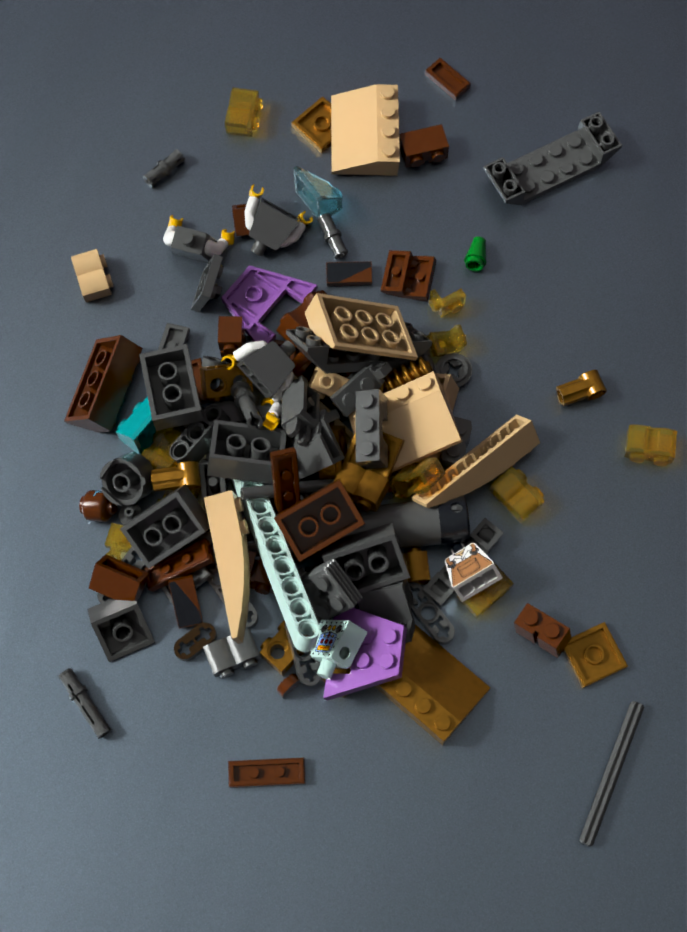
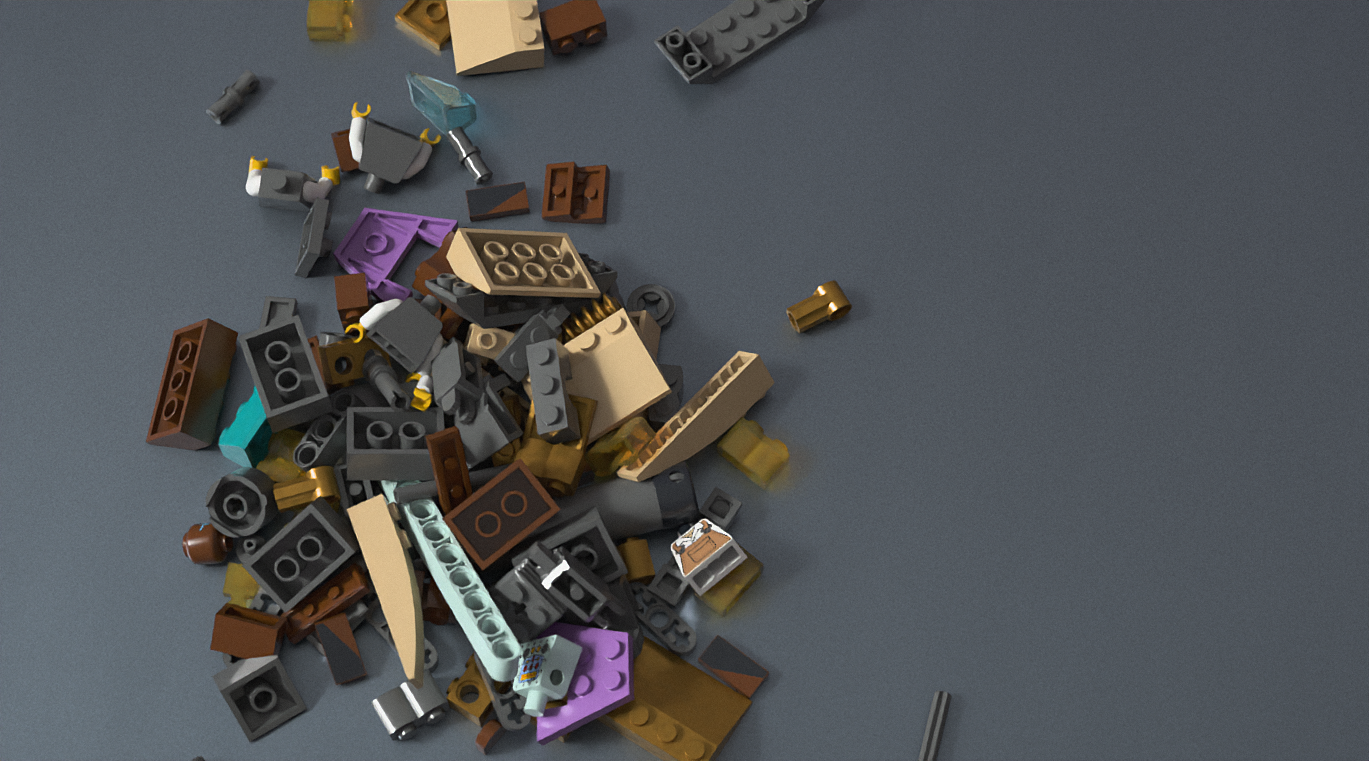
camera: 10 degrees left, 5 degrees down
(91, 275) = (156, 248): tan brick -> none
(191, 637) = (354, 694): dark brown beam -> none
(368, 583) = (575, 584): none -> dark grey hinge
(447, 341) = (638, 270): clear yellow bracket -> none
(448, 304) = (634, 222): clear yellow bracket -> none
(476, 255) = (661, 156): green cone -> none
(479, 658) = (733, 667): none -> black tile
(552, 634) = (821, 620): reddish brown piece -> none
(594, 655) = (879, 641): pearl gold tile -> none
(650, 444) = (916, 366): clear yellow brick -> none

